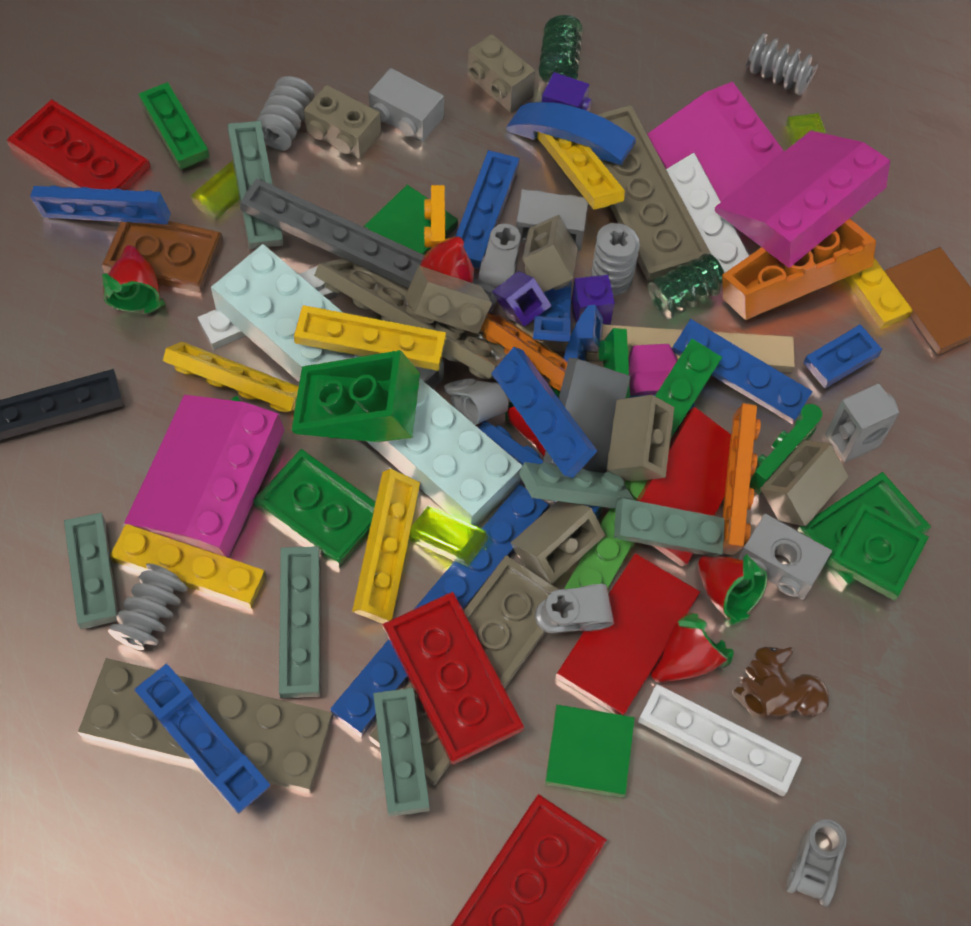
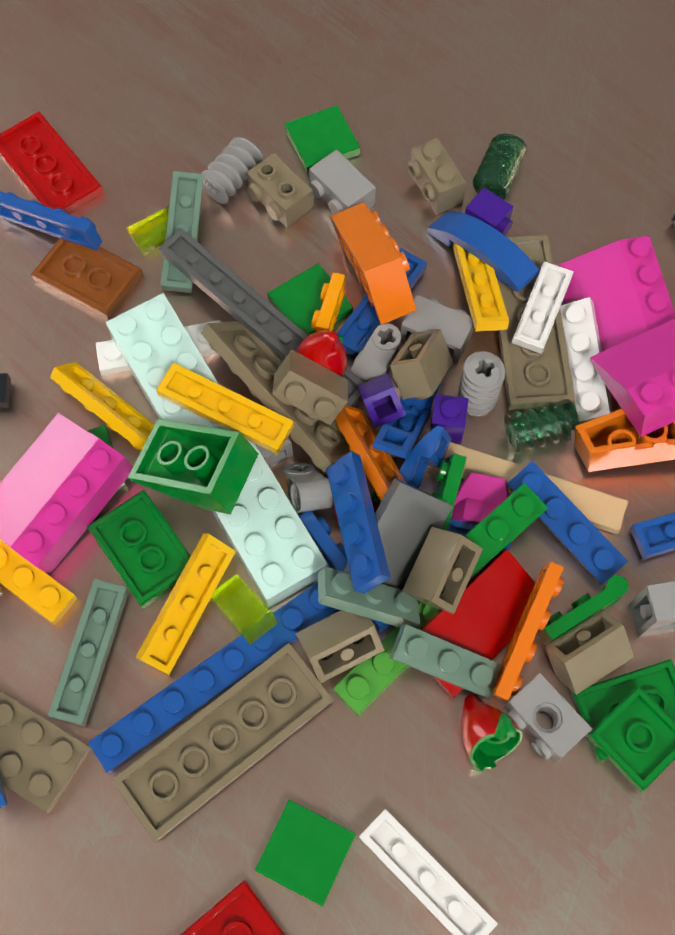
camera: 20 degrees right, 5 degrees up
(132, 284) = (47, 298): hat -> none
(174, 125) = (133, 159): green plate -> none
(365, 61) = (320, 135): none -> green tile
(401, 752) = (130, 807): sand green plate -> none
(453, 678) = (201, 749): red tile -> none
(469, 165) = (375, 261): none -> orange wedge
(581, 609) = (338, 717): light grey piece -> none
(618, 659) = (377, 750): red tile -> none
(650, 174) = (542, 307): none -> white tile
(690, 652) = (428, 787): red hat -> none
(775, 692) = (496, 852): reddish brown animal -> none

